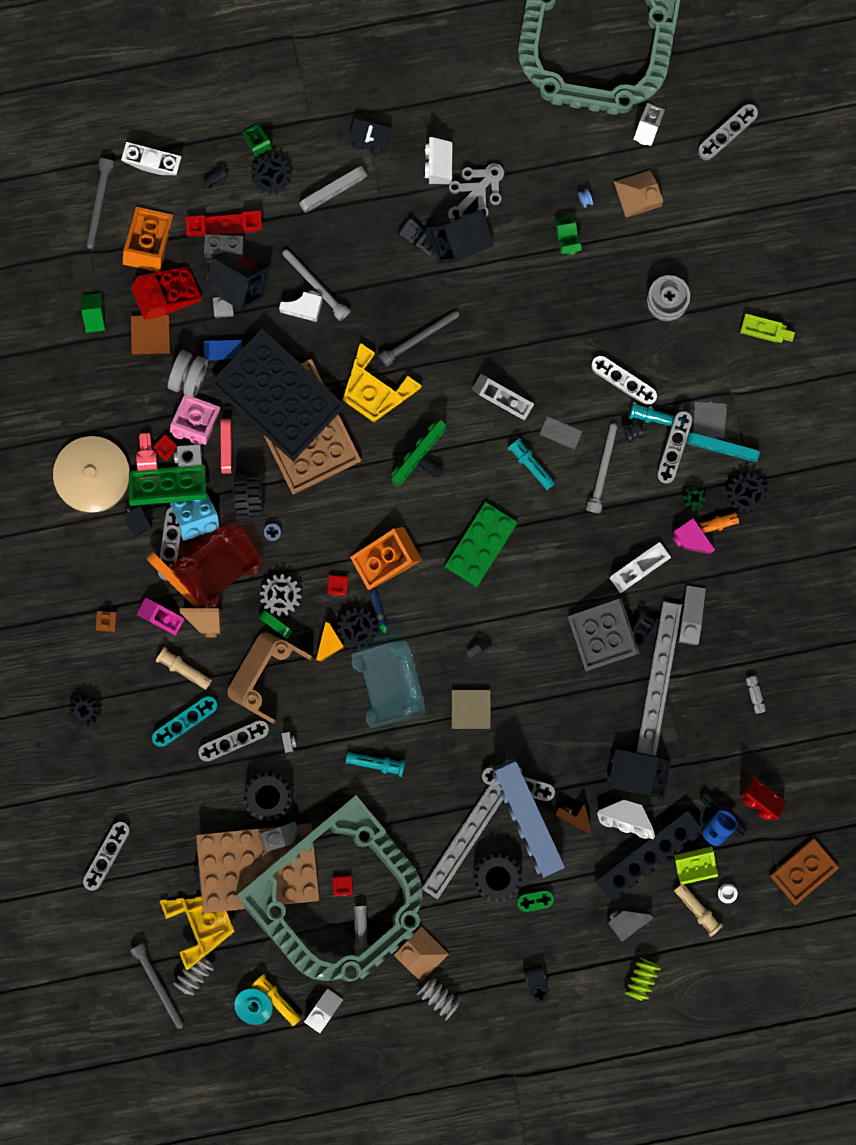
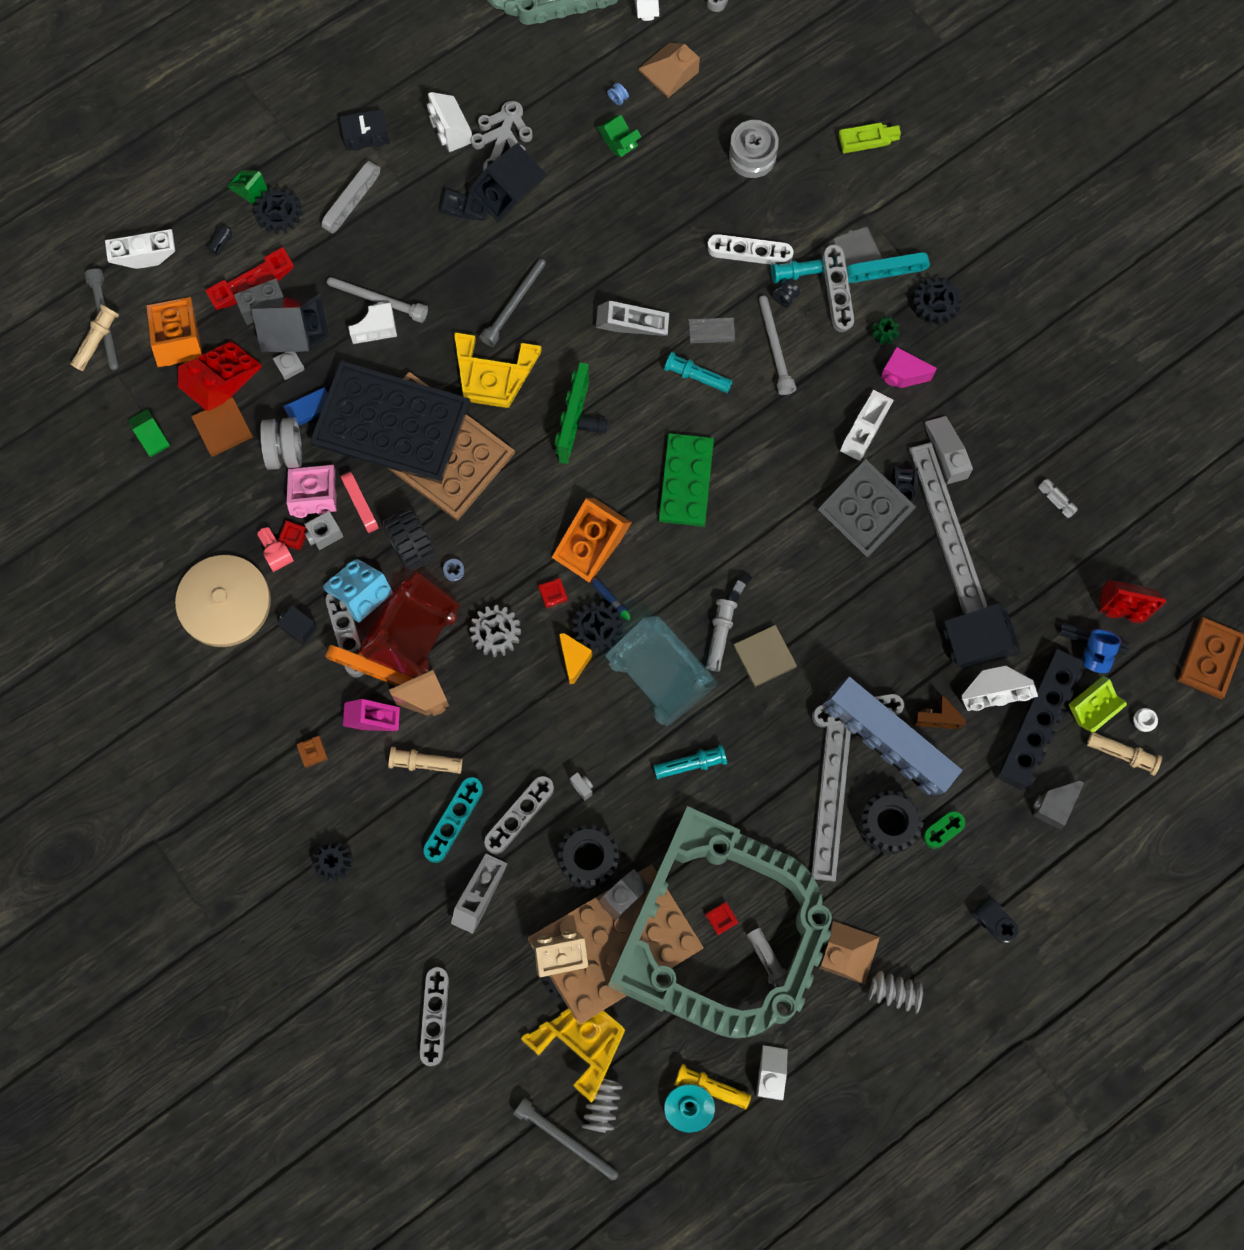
camera: 30 degrees left, 10 degrees down
(91, 212) = (99, 328): none -> tan pin
(167, 485) = (313, 570): green plate -> none
(178, 784) = (478, 894): none -> light grey slope
(212, 858) = (560, 953): none -> tan bracket
(242, 686) = (501, 751): medium nougat windscreen -> none
(275, 624) = (504, 665): green beam -> none
(451, 669) = (722, 625): none -> light grey pin
(643, 979) = (1108, 858): lime piece -> none
(719, 523) = (925, 343): orange pin -> none

